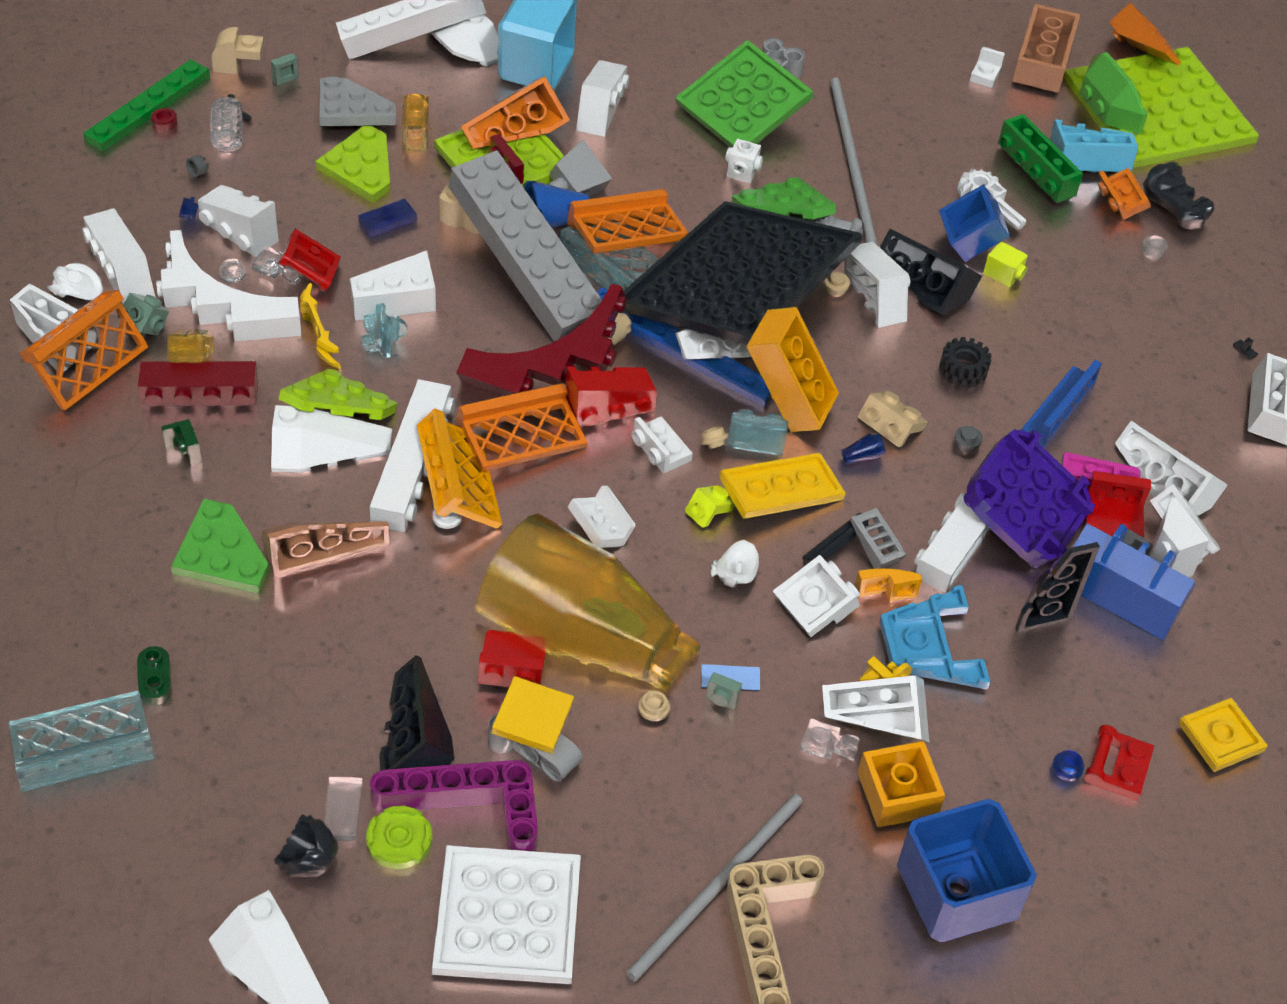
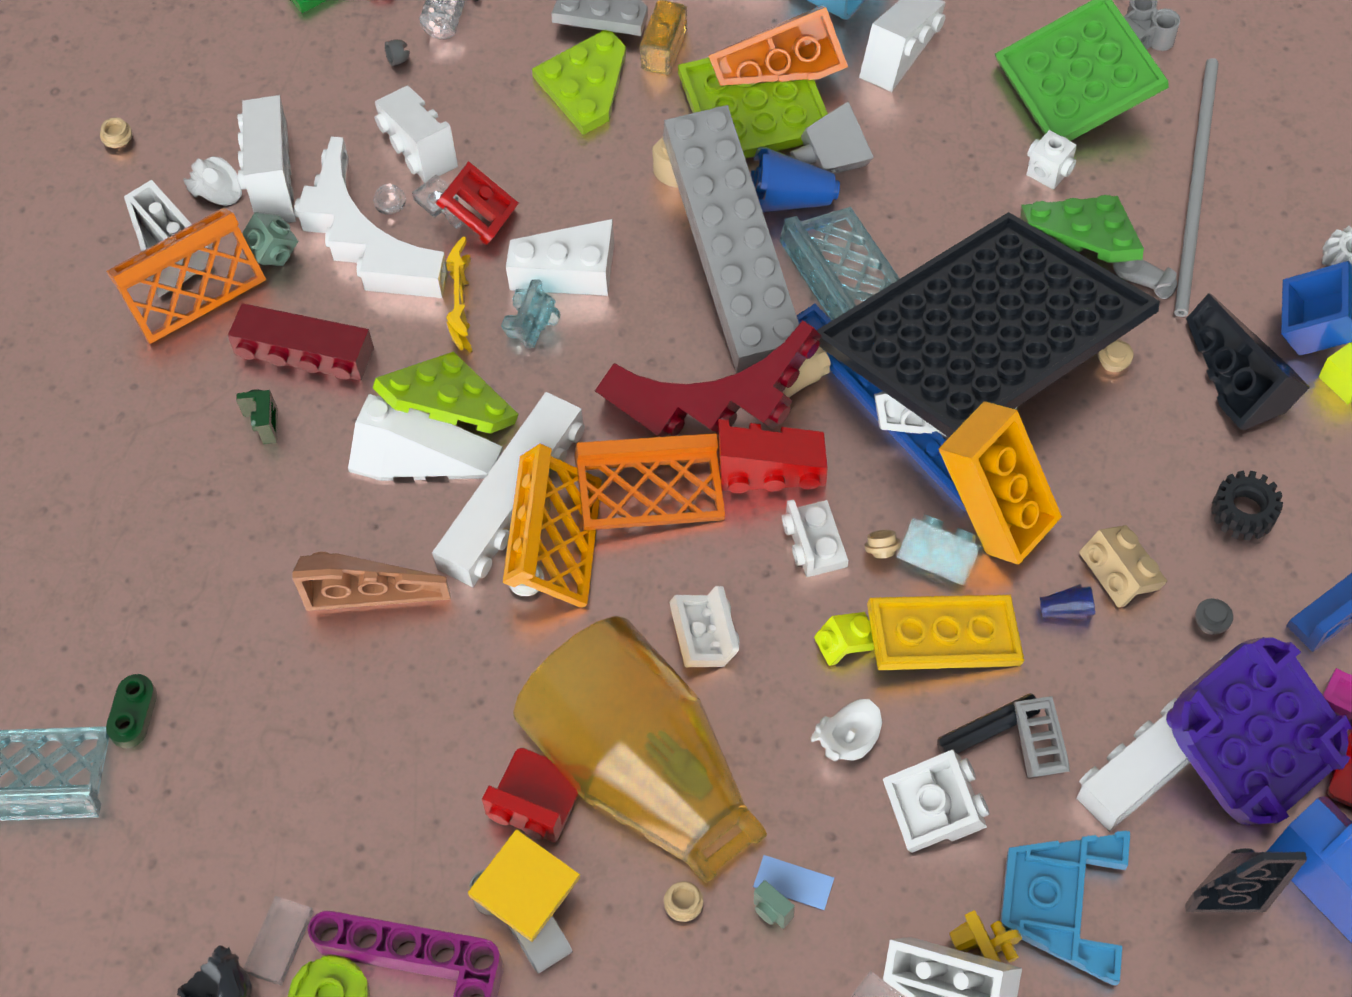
camera: 25 degrees right, 10 degrees up
(188, 209) = (365, 108): clear blue plate -> none
(190, 345) = (301, 293): clear yellow brick -> none
(221, 550) = (256, 564): bright green plate -> none
(387, 218) = (591, 159): clear blue plate -> none
(417, 726) = (394, 865): black wedge -> none
(509, 156) = (752, 117): dark red plate -> none
(626, 210) = (869, 203): orange fence -> none
(880, 281) = (1171, 368): white wedge -> none
(894, 582) = (1045, 807): light orange slope -> none

